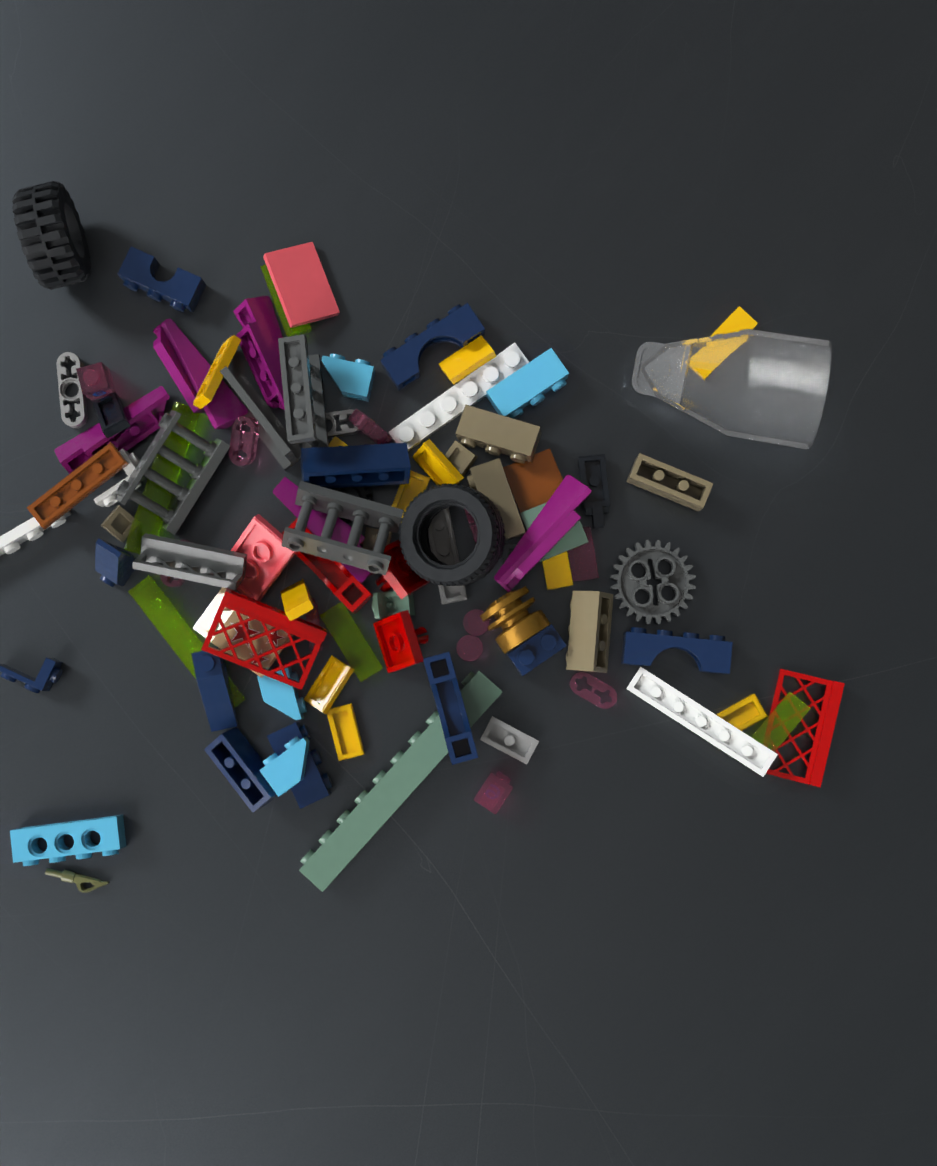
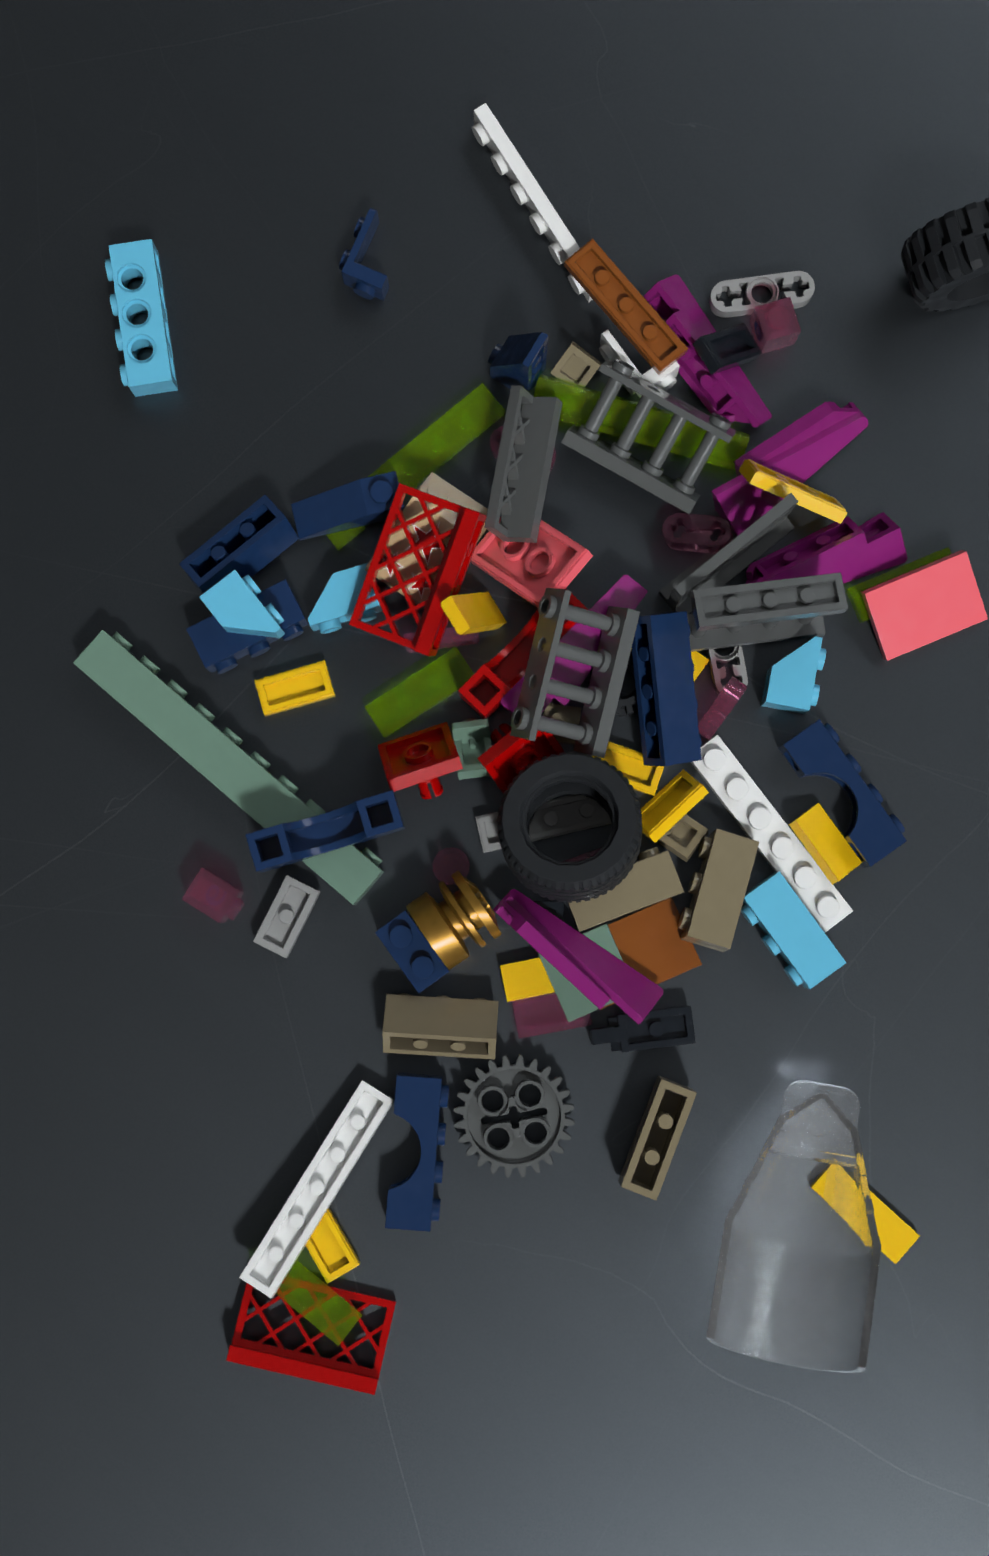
camera: 90 degrees right, 0 degrees up
(72, 877) = (91, 326): olive hand -> none
(140, 273) = (909, 438): dark blue arch -> none
(328, 684) = (359, 663): yellow tile -> none
(469, 648) = (415, 857): clear pink tile -> none
(589, 695) = (367, 1037): clear pink beam -> none

